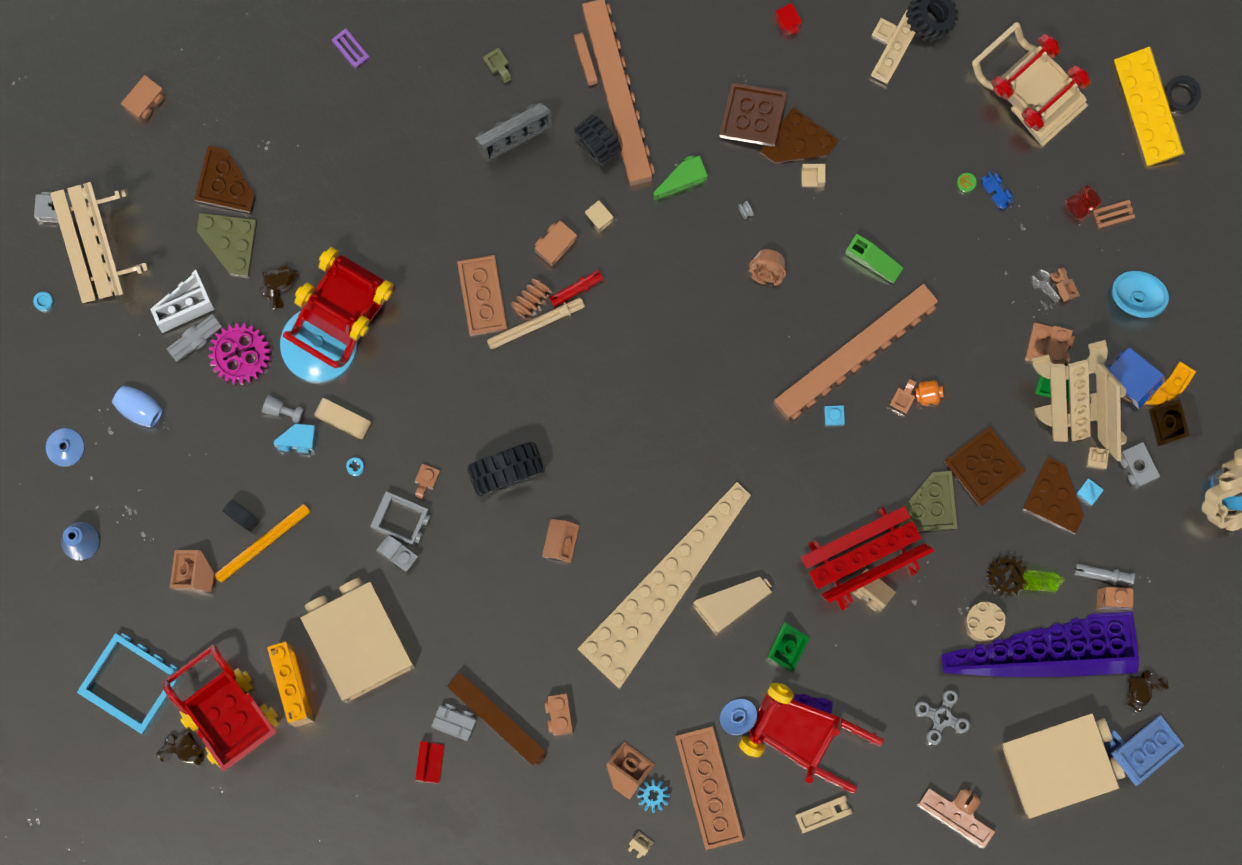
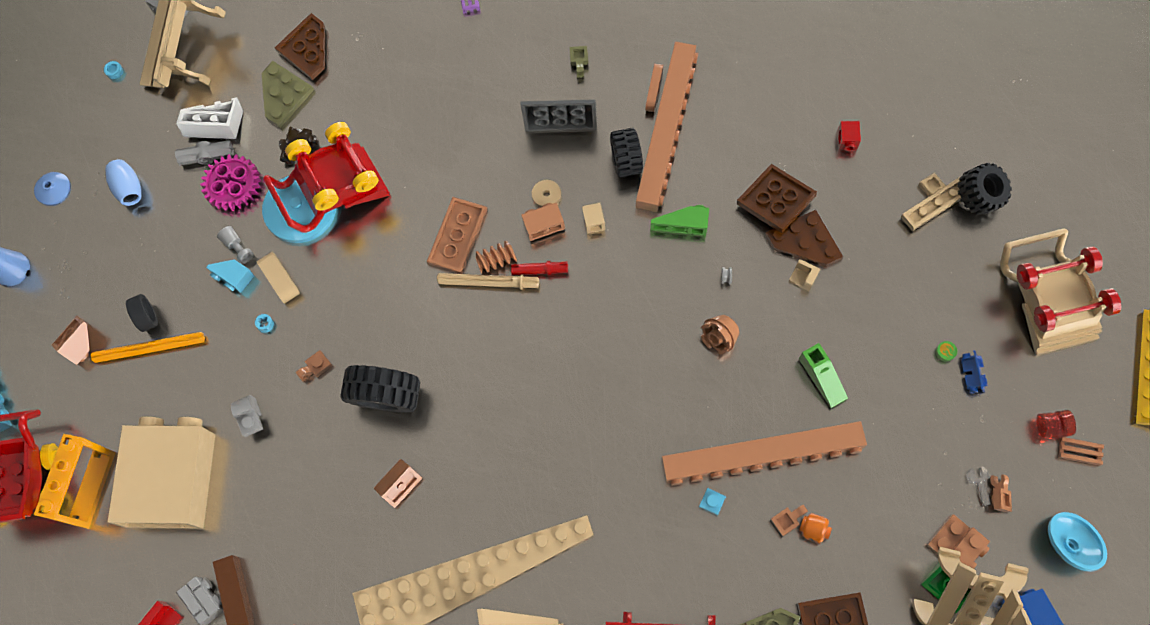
camera: 35 degrees right, 10 degrees down
(383, 509) = (260, 373): light grey window -> none
(542, 206) = (543, 187): none -> tan piece

